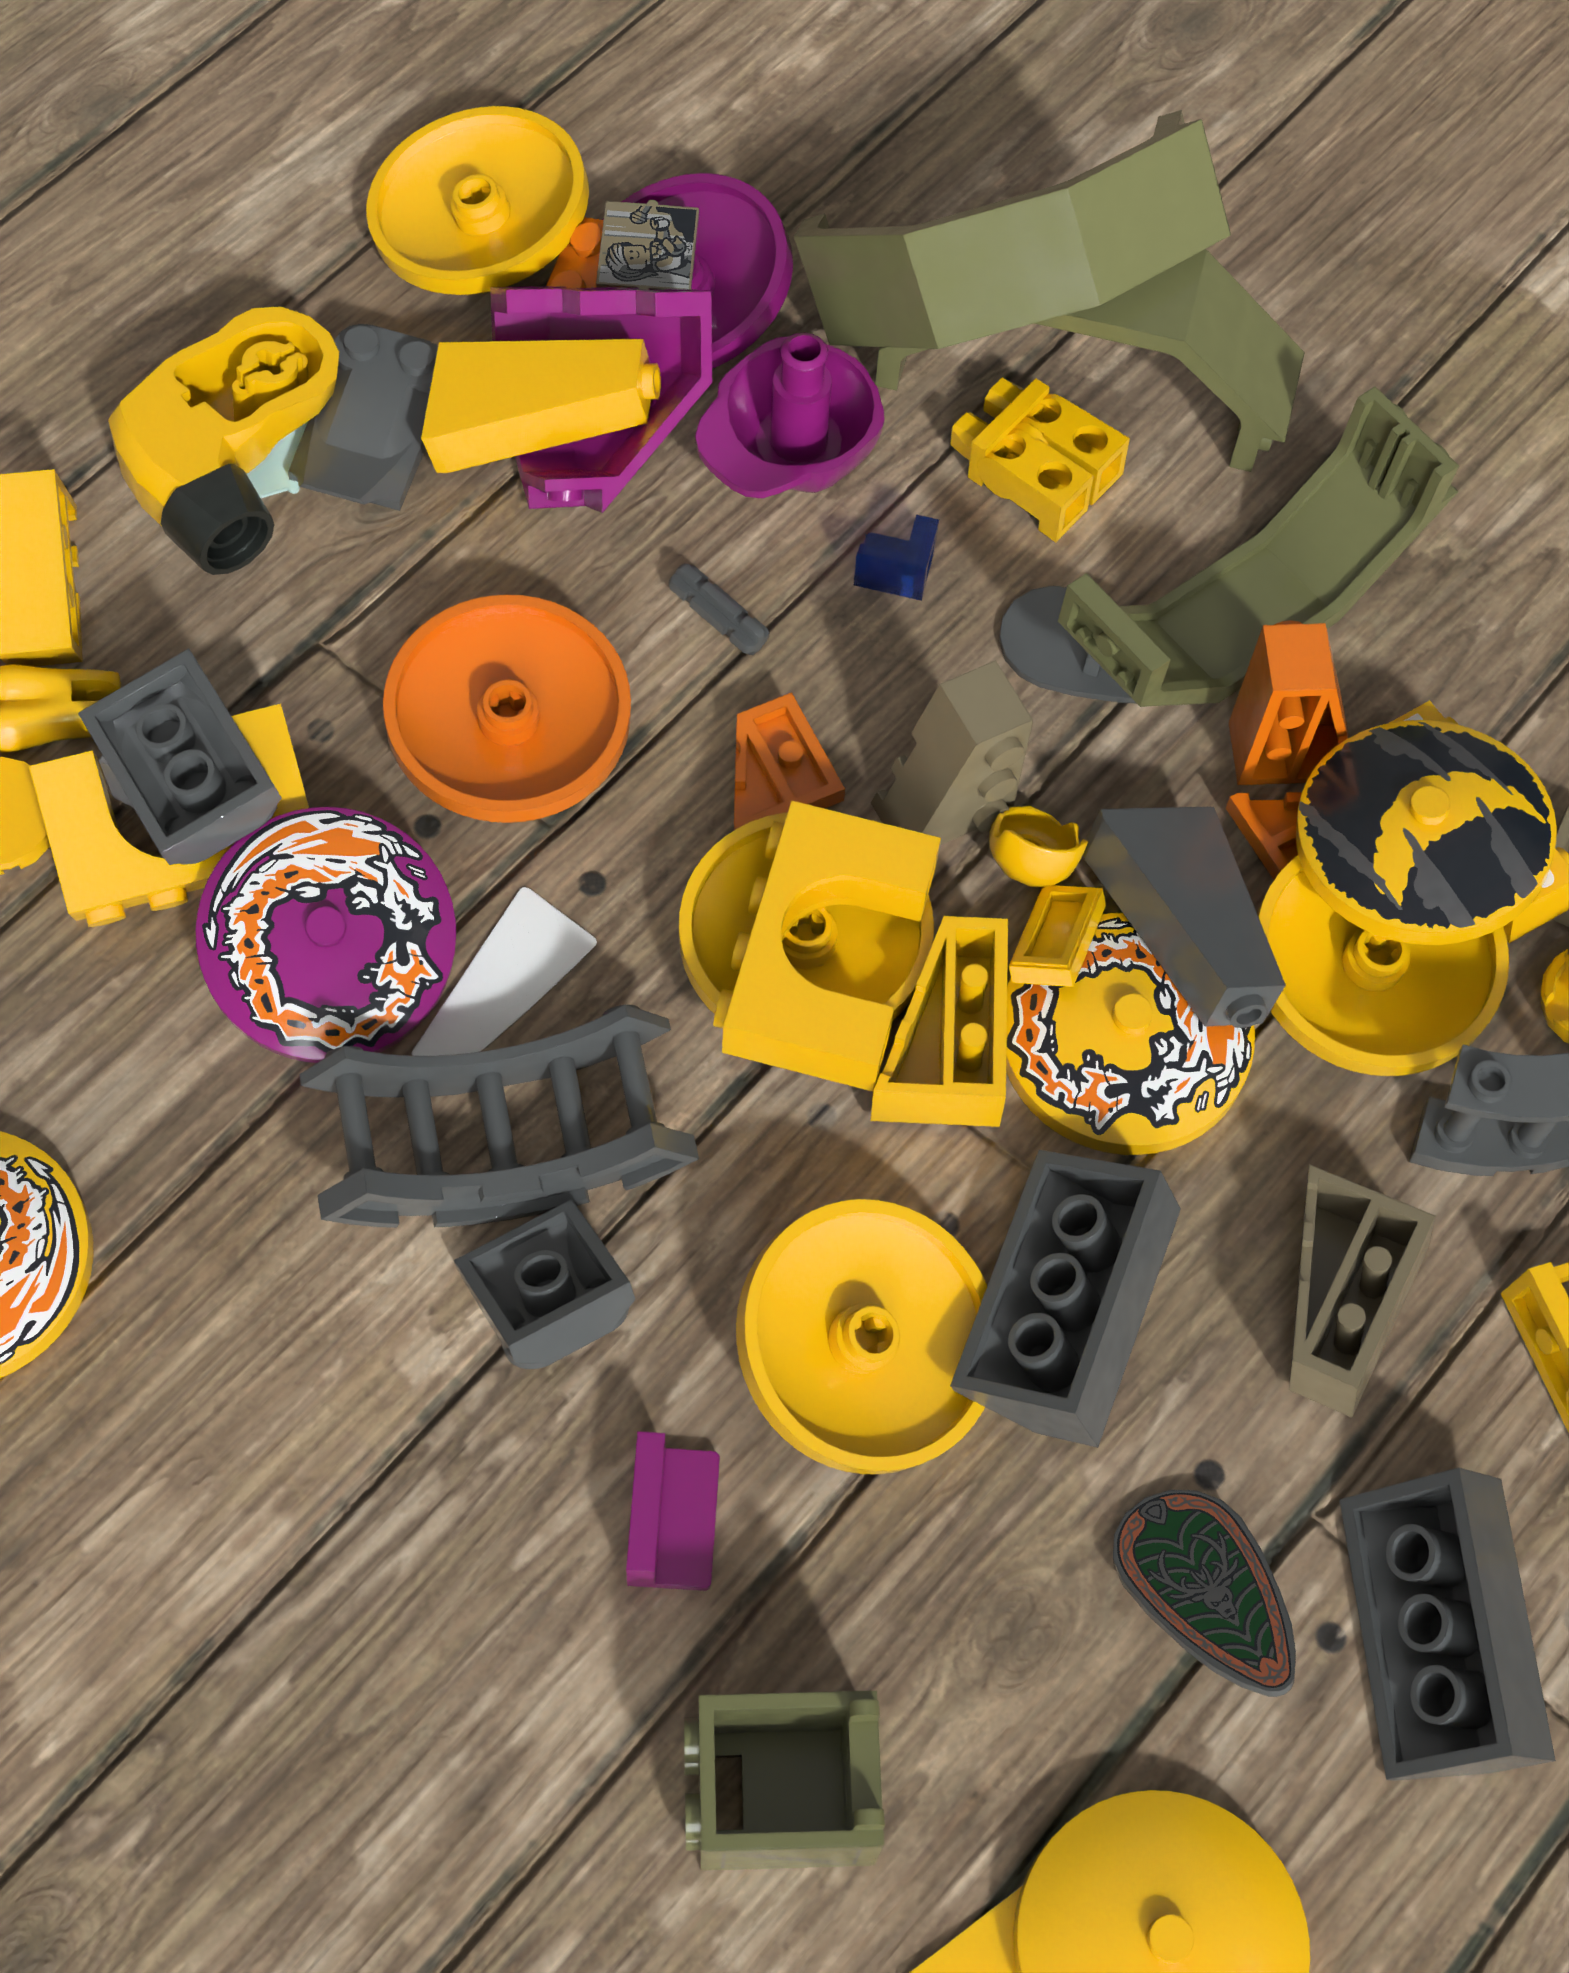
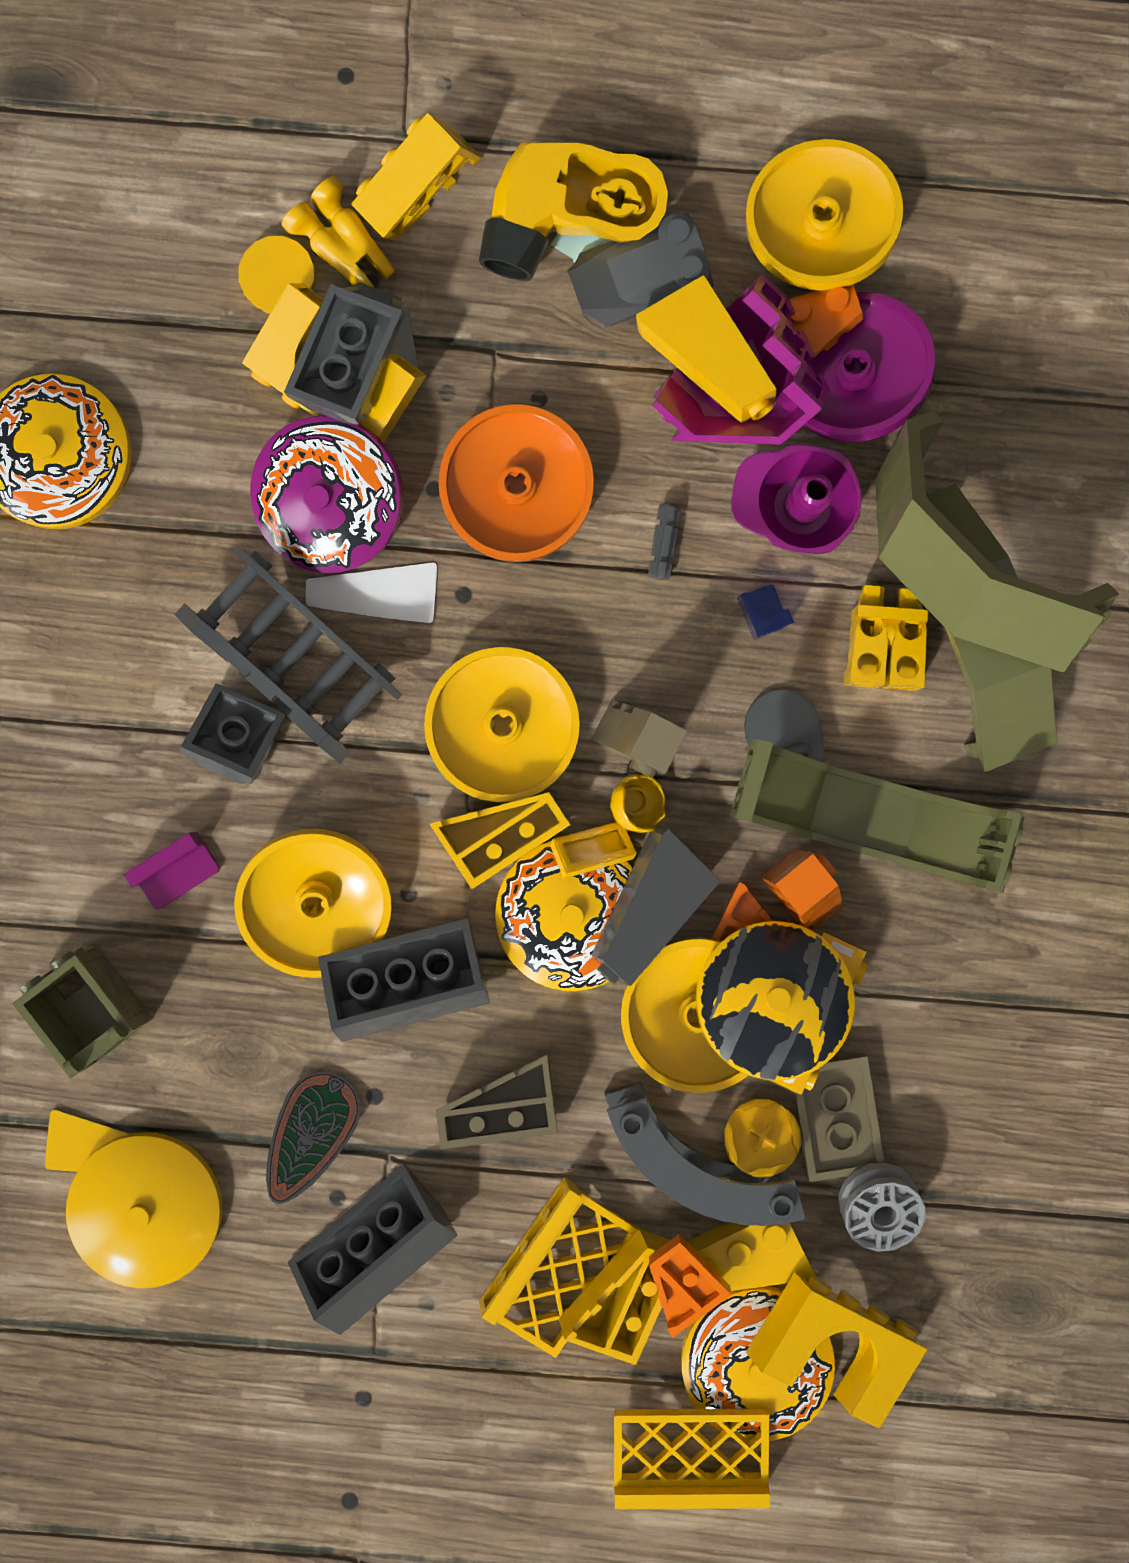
camera: 55 degrees right, 25 degrees up
(647, 246) = (852, 338): piece -> none
(780, 763) = (589, 642): orange wing -> none
(819, 863) = (434, 743): yellow arch -> none

